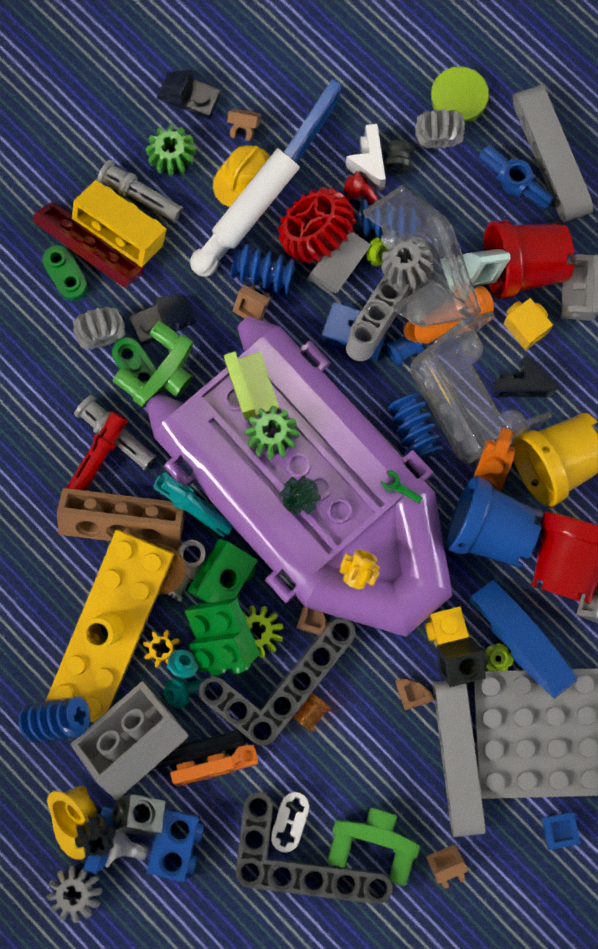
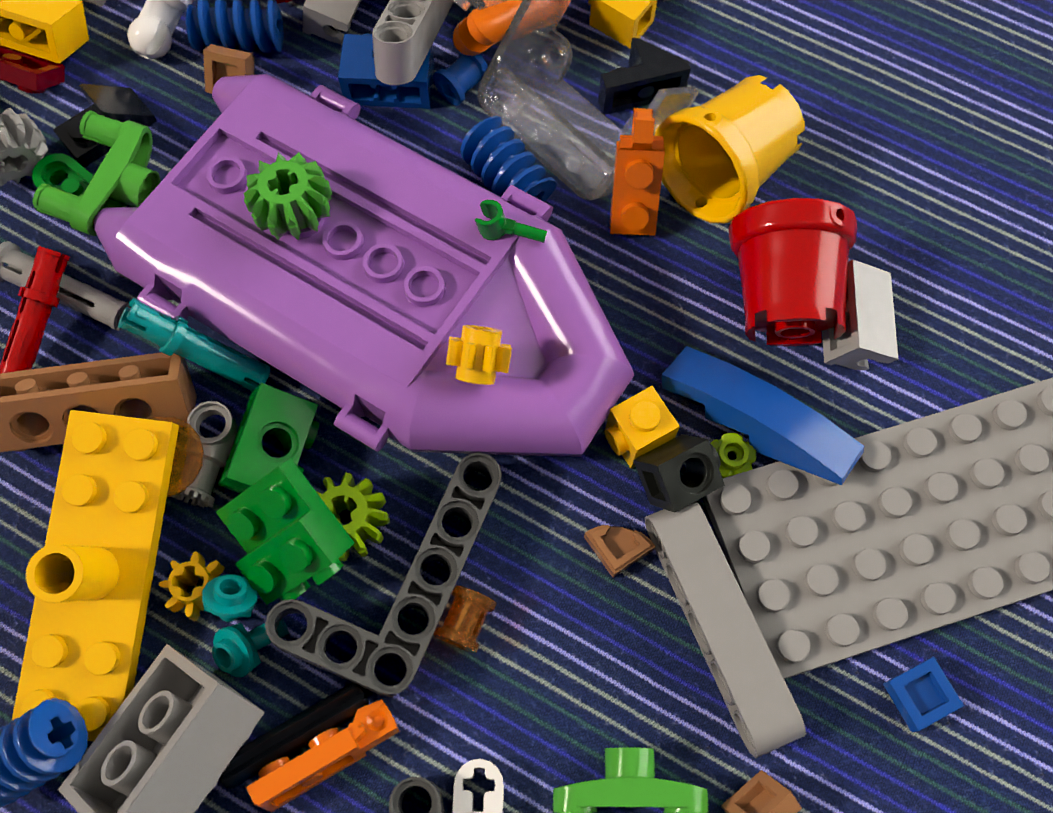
camera: 20 degrees left, 10 degrees down
(251, 383) = (235, 139): lime panel -> none
(300, 495) = (353, 269): clear green gear -> none
(311, 621) = (427, 477): medium nougat tile -> none
(492, 524) = (663, 258): blue piece -> none

